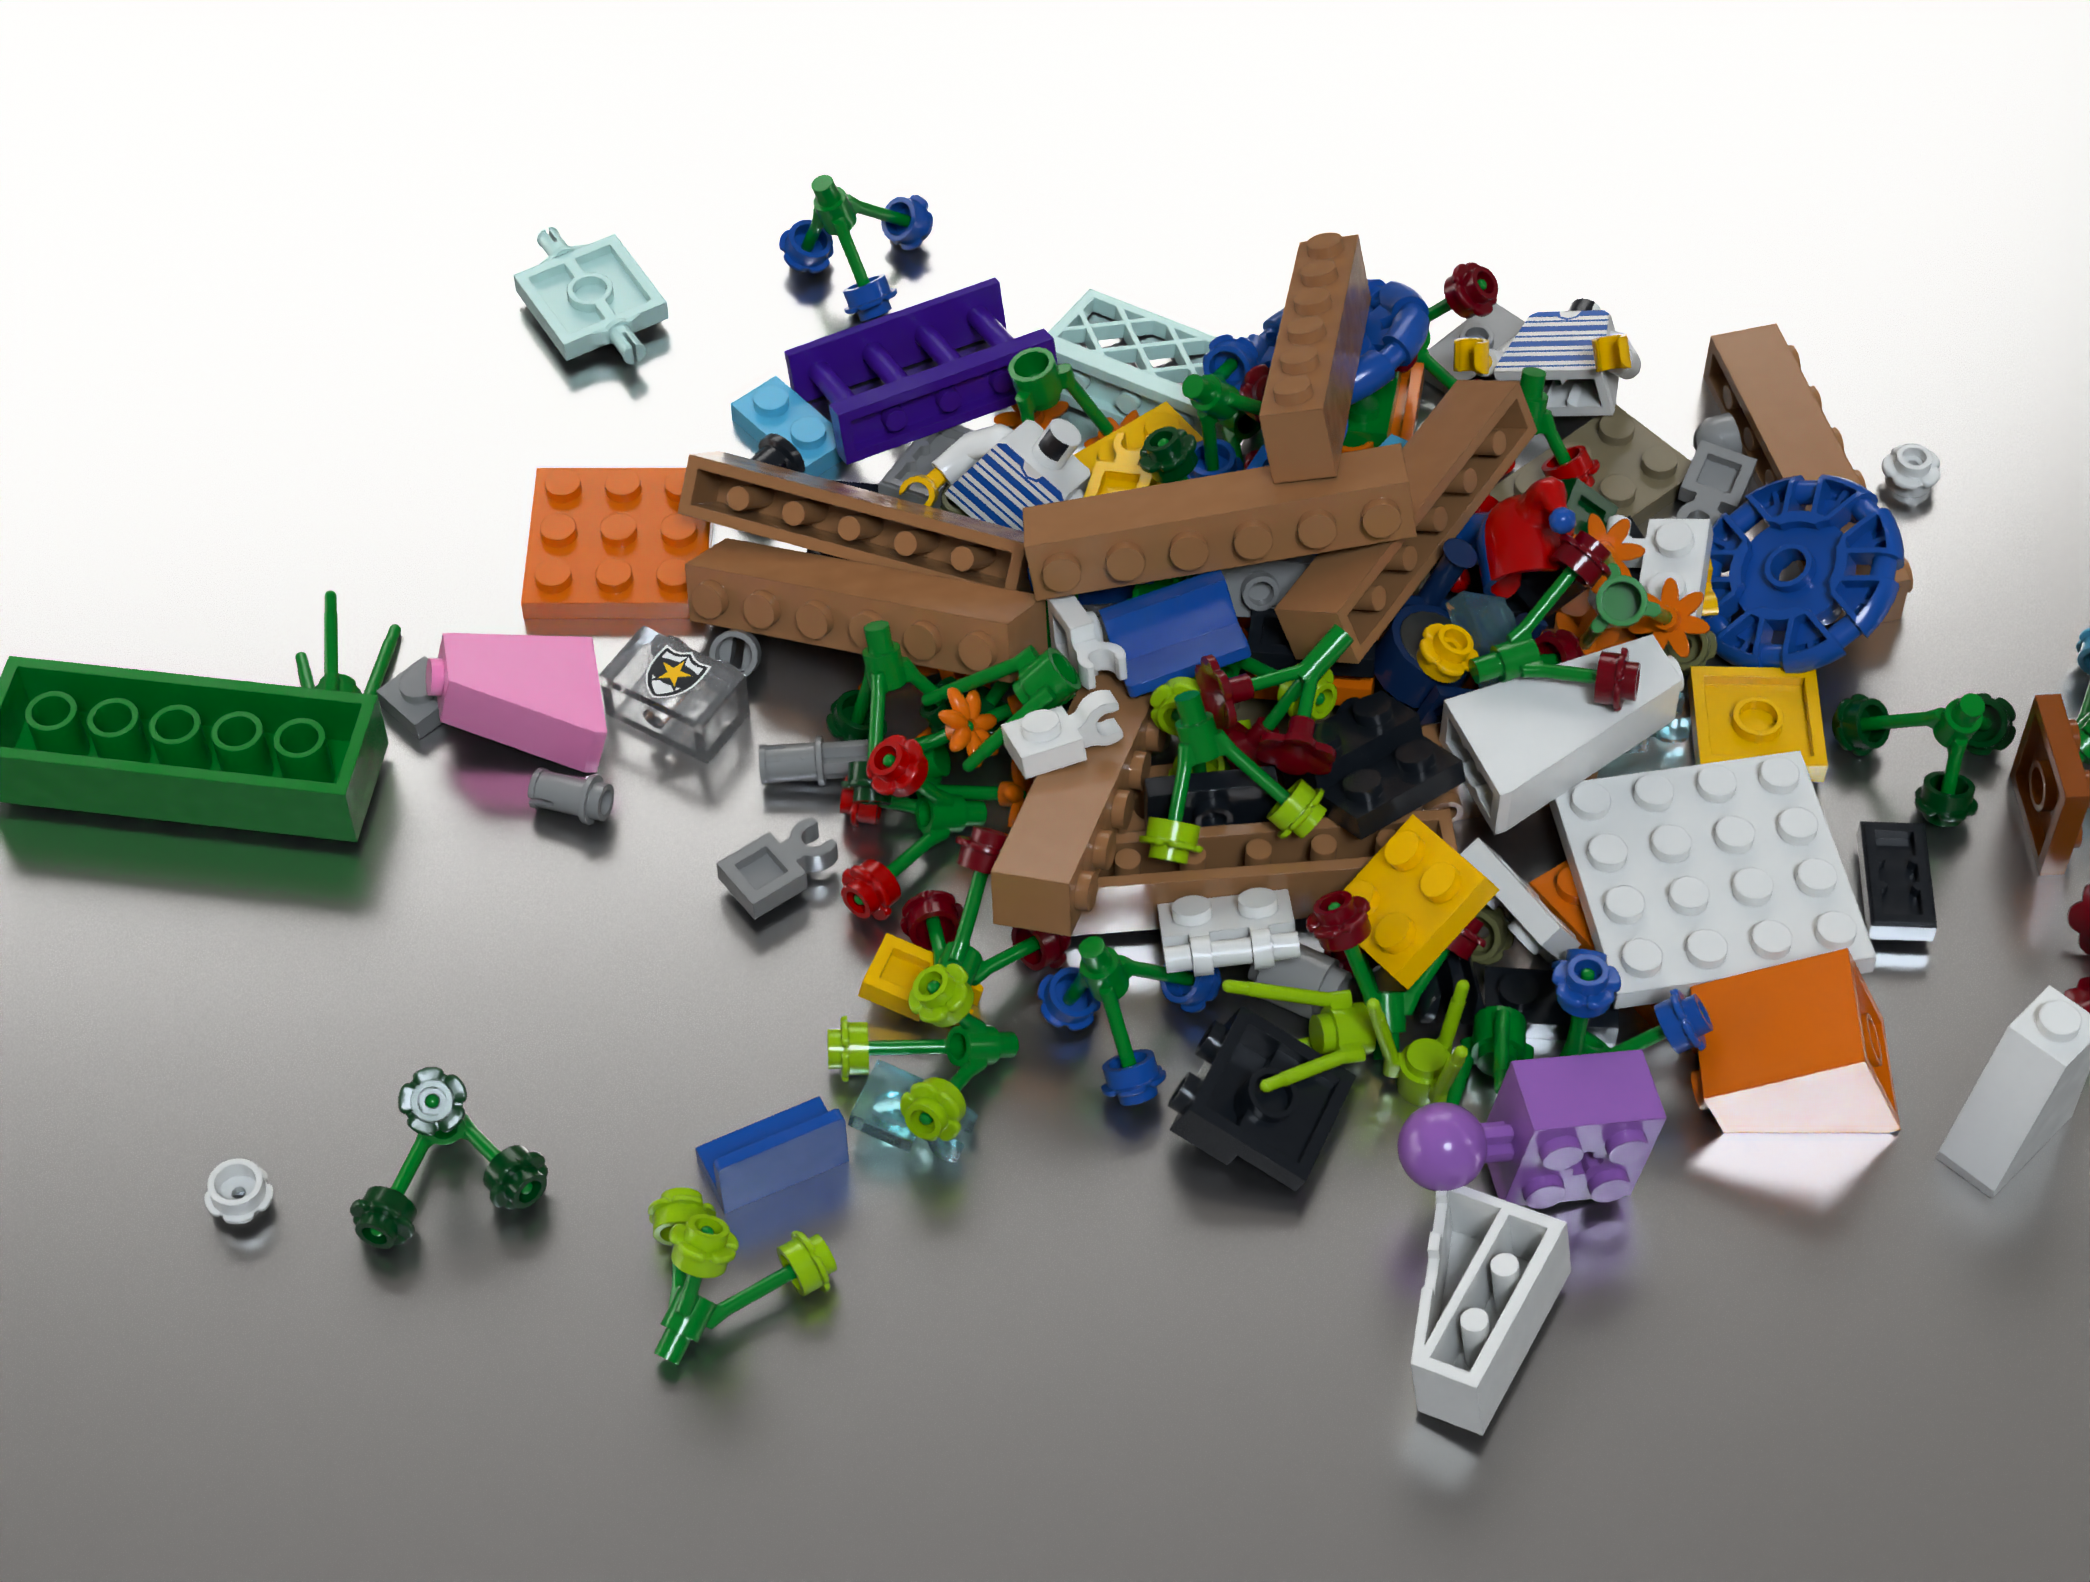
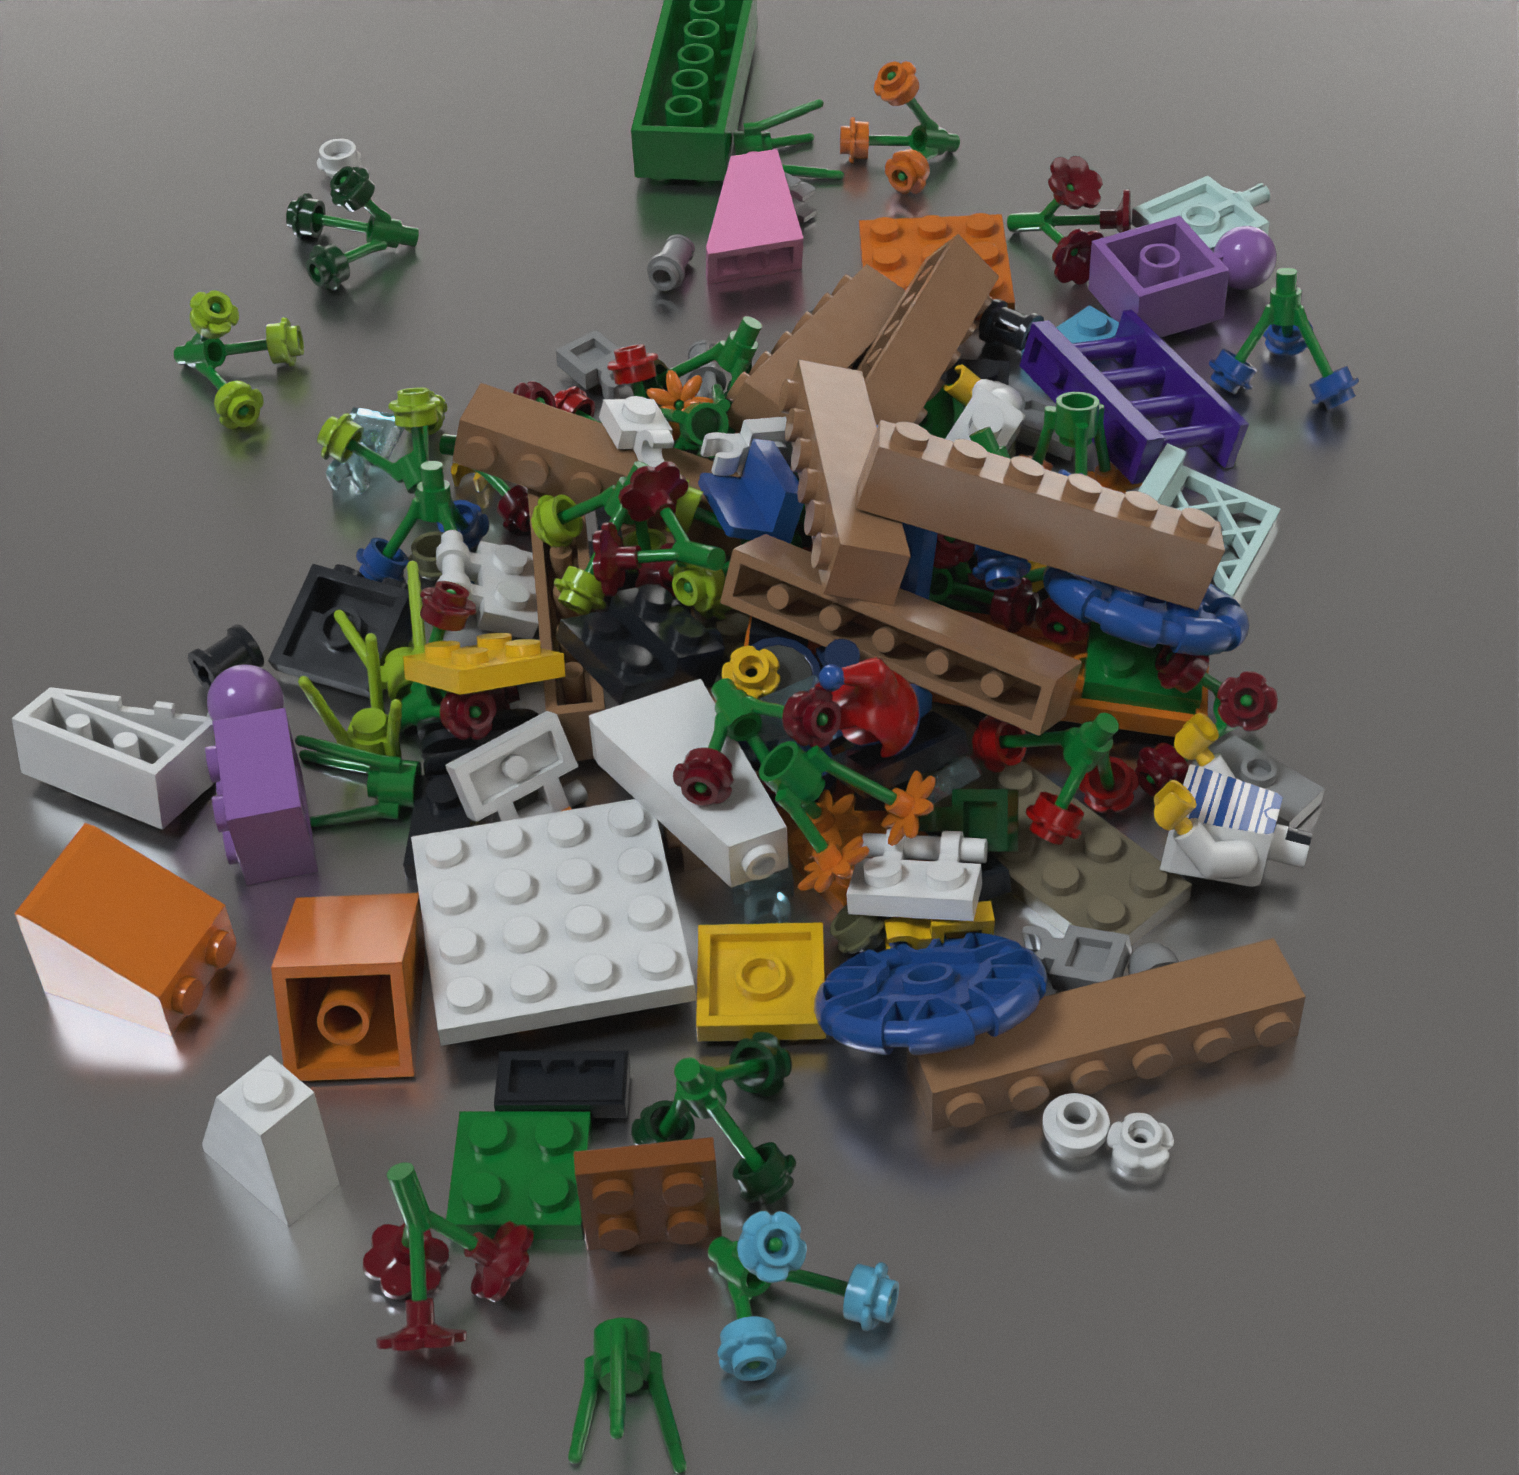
camera: 90 degrees right, 5 degrees down
(366, 494) = (907, 168): none -> orange plant
(589, 356) = (1074, 187): none -> dark red plant
(675, 694) = (771, 288): clear brick -> none
(713, 316) = (1173, 275): none -> medium lavender brick
(774, 1153) = (336, 379): blue panel -> none
(1100, 1034) = (424, 553): none -> olive plate
(1299, 1227) = (233, 650): none -> black bush
(1587, 990) = (360, 863): blue plant -> none
(1758, 1268) = (124, 933): none -> orange slope
(1905, 504) = (1070, 1138): none -> white plate
(1999, 920) = (518, 1172): none -> green plate

